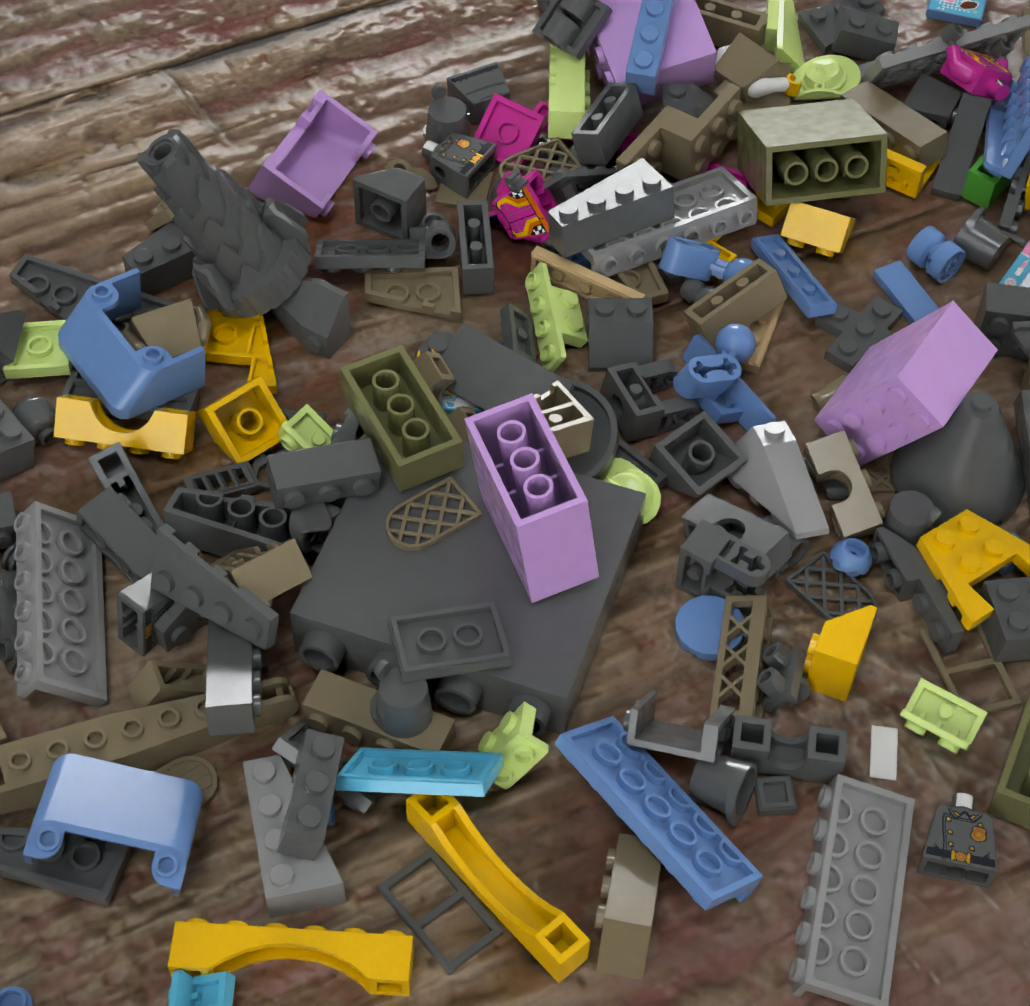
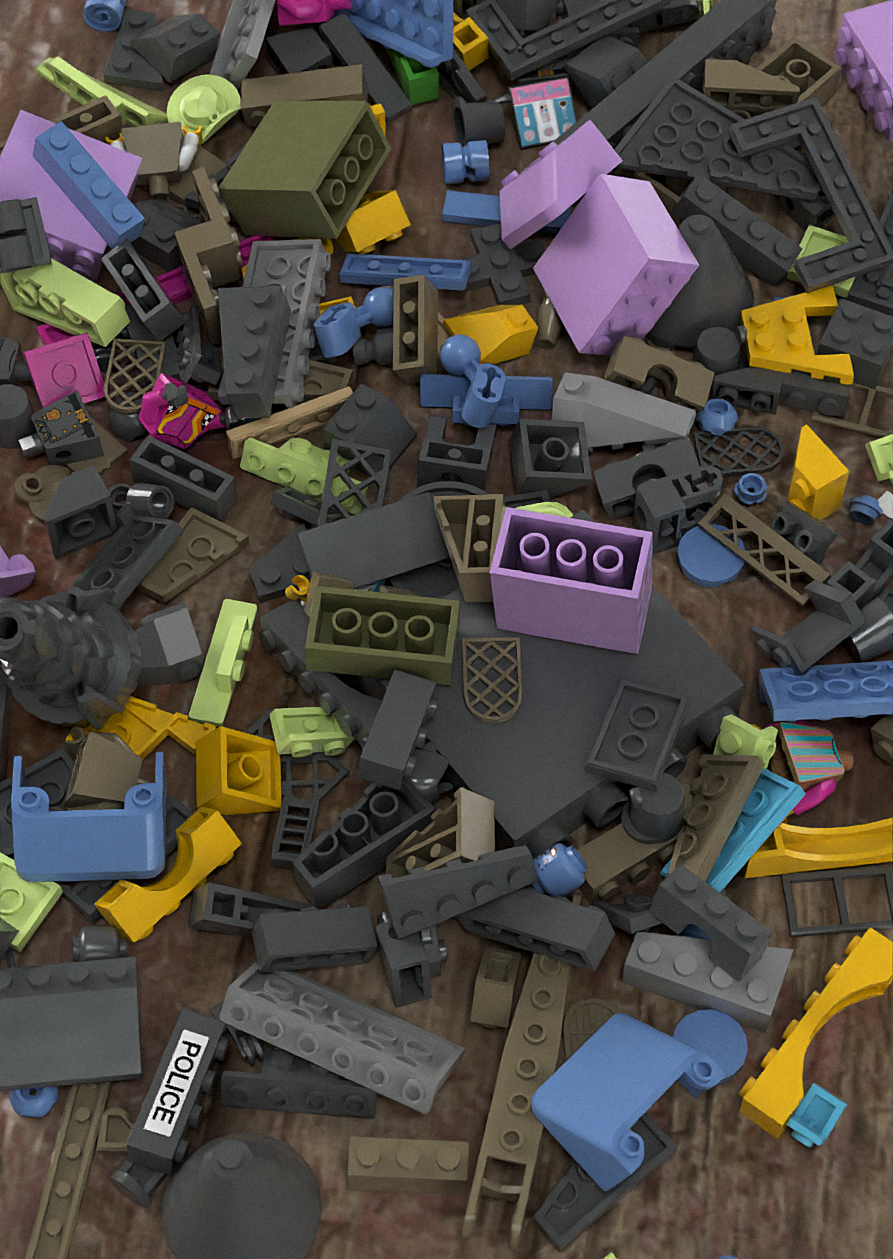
camera: 55 degrees left, 5 degrees up
(223, 878) = (717, 1037): none -> medium blue tile
(293, 665) = (559, 870): none -> medium blue head
(325, 363) = (224, 662): none -> yellowish green bracket
(419, 744) = (717, 803): none -> dark tan wing
(543, 803) = (808, 759): none -> torso
(555, 324) = (335, 470): none -> dark grey window
(784, 361) = (499, 330): none -> yellow slope
(803, 614) = (751, 482): none -> medium blue plate
(855, 716) = (865, 509): none -> medium blue plate
(939, 282) = (553, 182): none -> lavender windscreen

